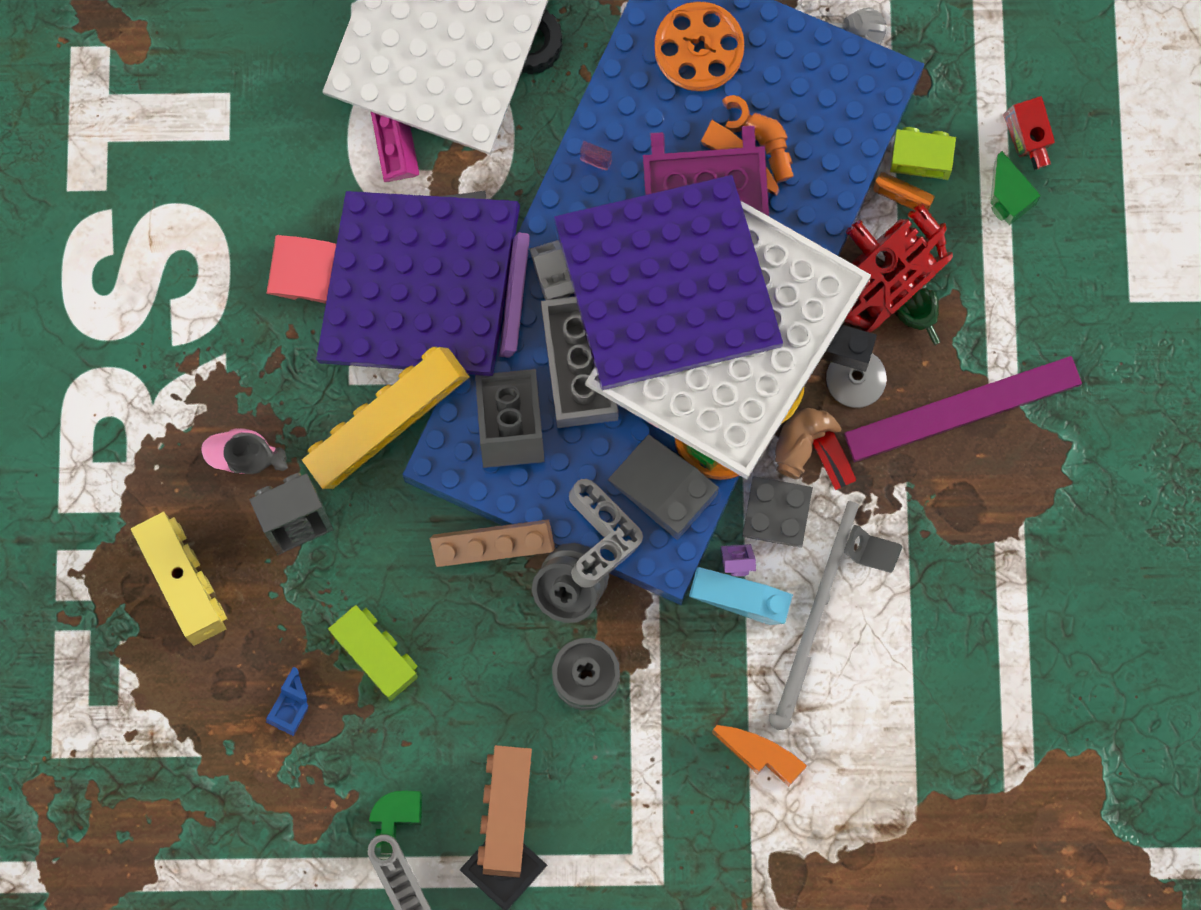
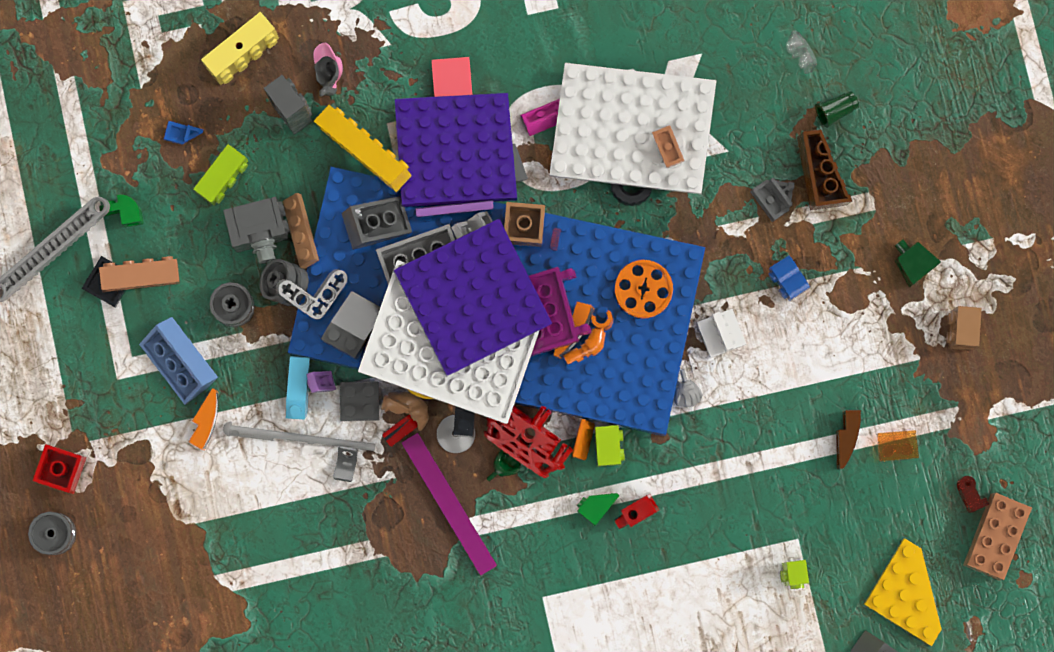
camera: 75 degrees right, 5 degrees up
(473, 607) = (257, 227): none -> dark grey piece
(562, 189) = (524, 223): none -> medium nougat brick
(656, 778) = (178, 360): none -> medium blue slope

